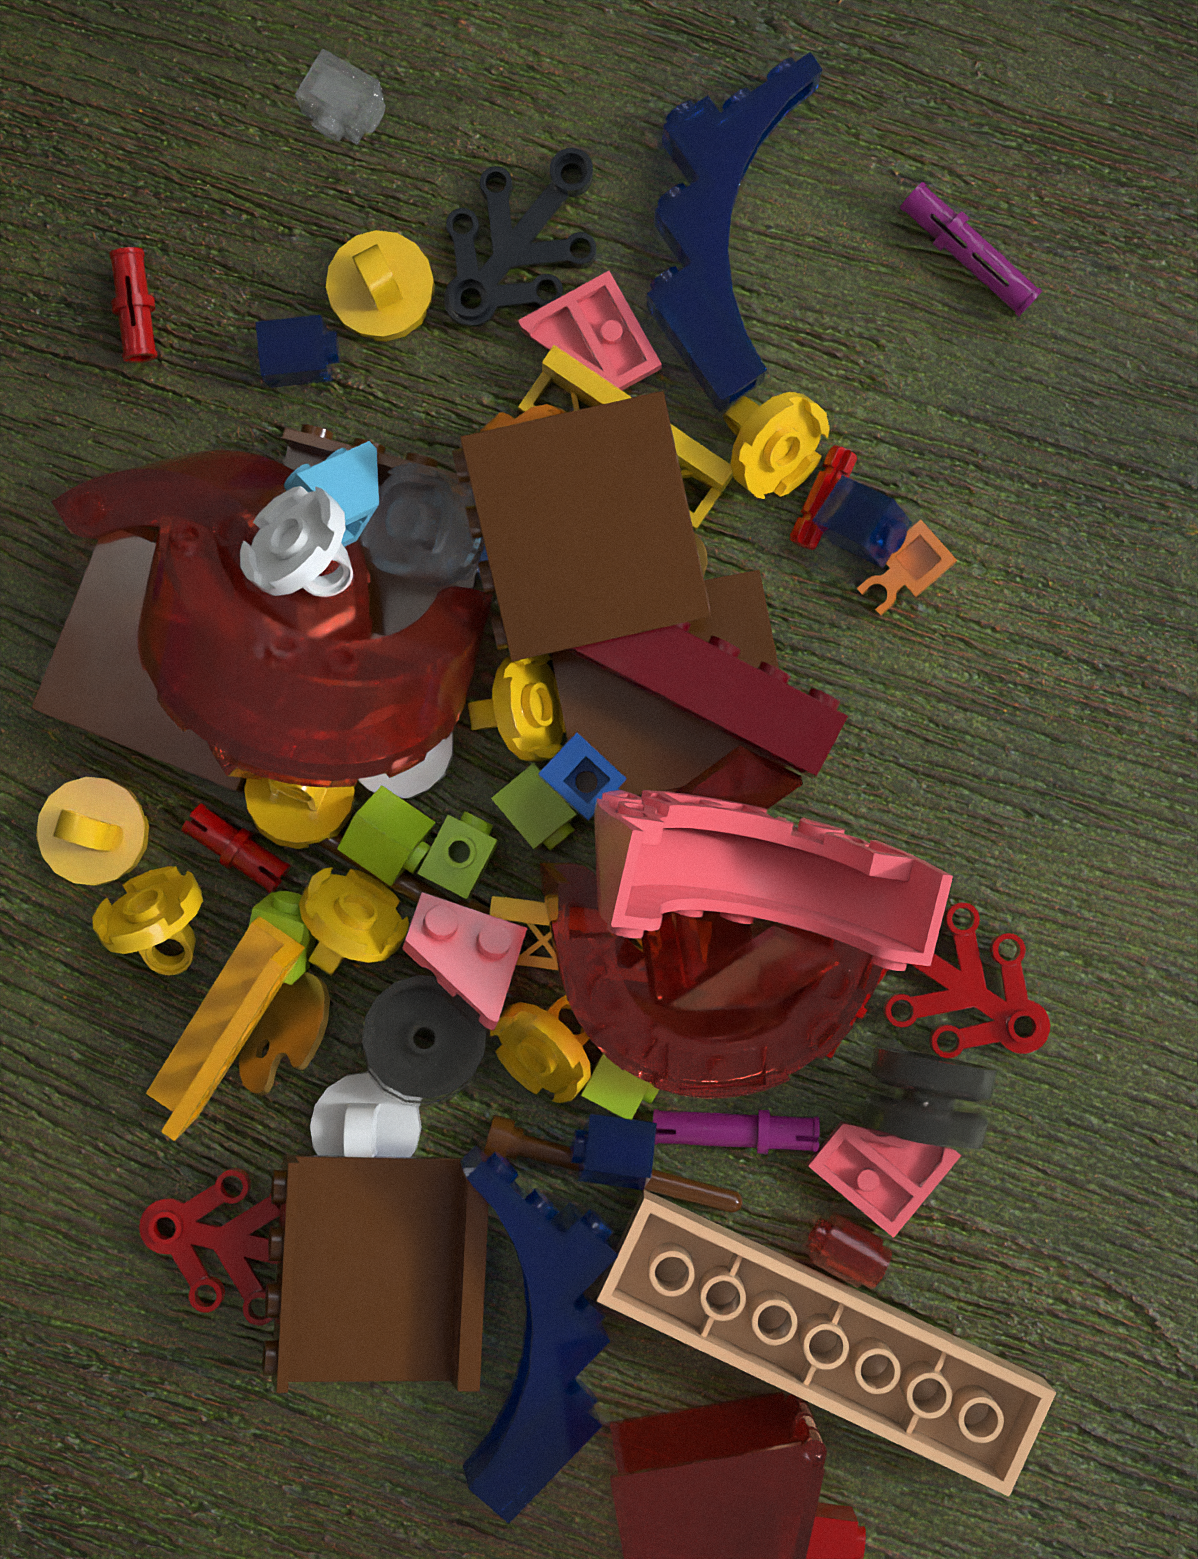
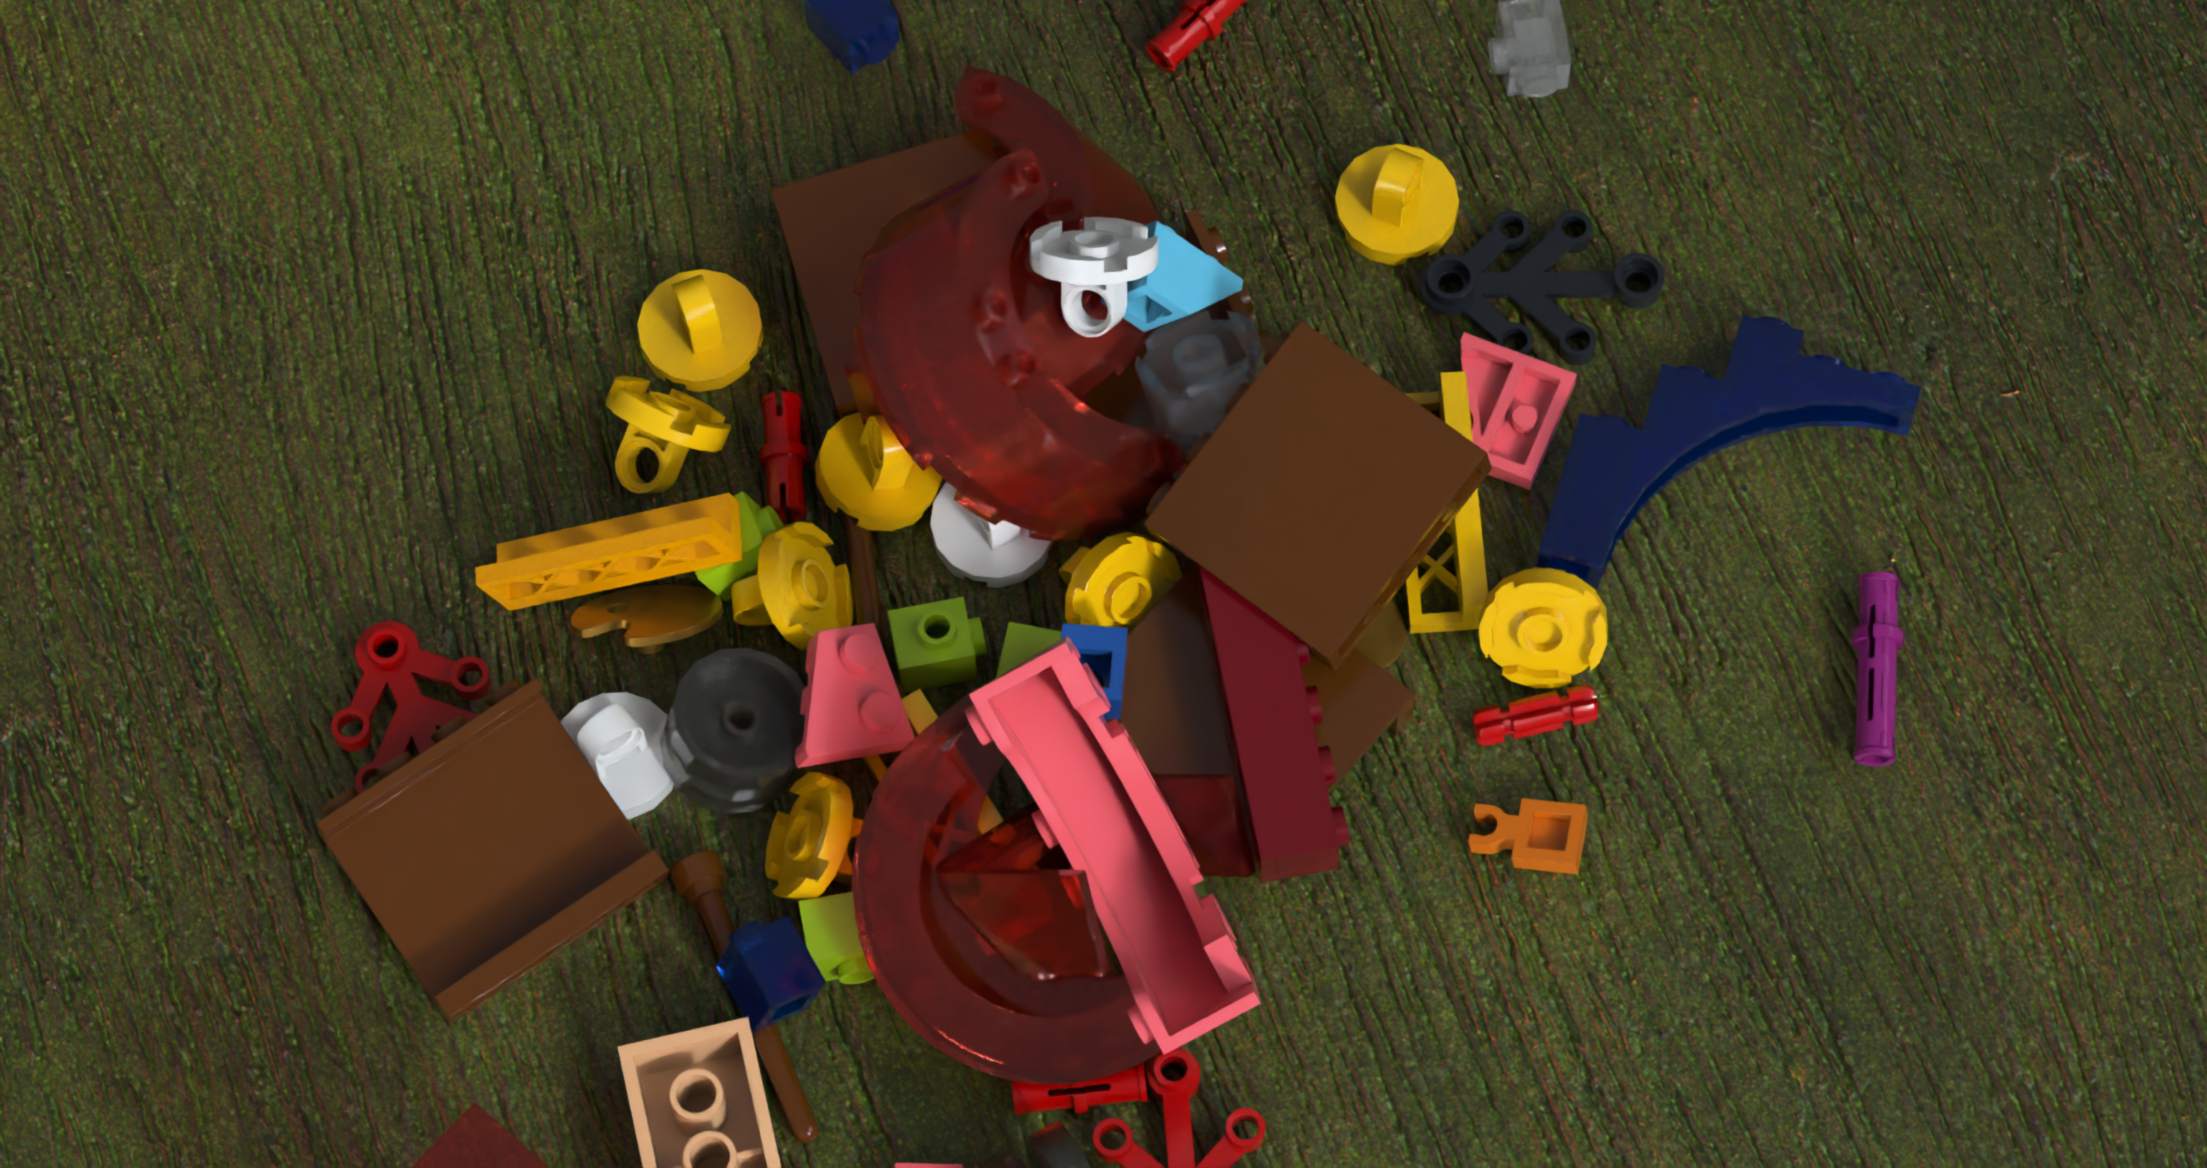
camera: 50 degrees right, 20 degrees down
(296, 351) = (1275, 175): clear blue brick -> none
(387, 836) = (900, 563): lime brick -> none
(548, 1407) = (565, 1044): clear blue arch -> none
(737, 1130) = (893, 1100): magenta pin -> none
(863, 521) = (1538, 755): clear blue brick -> none

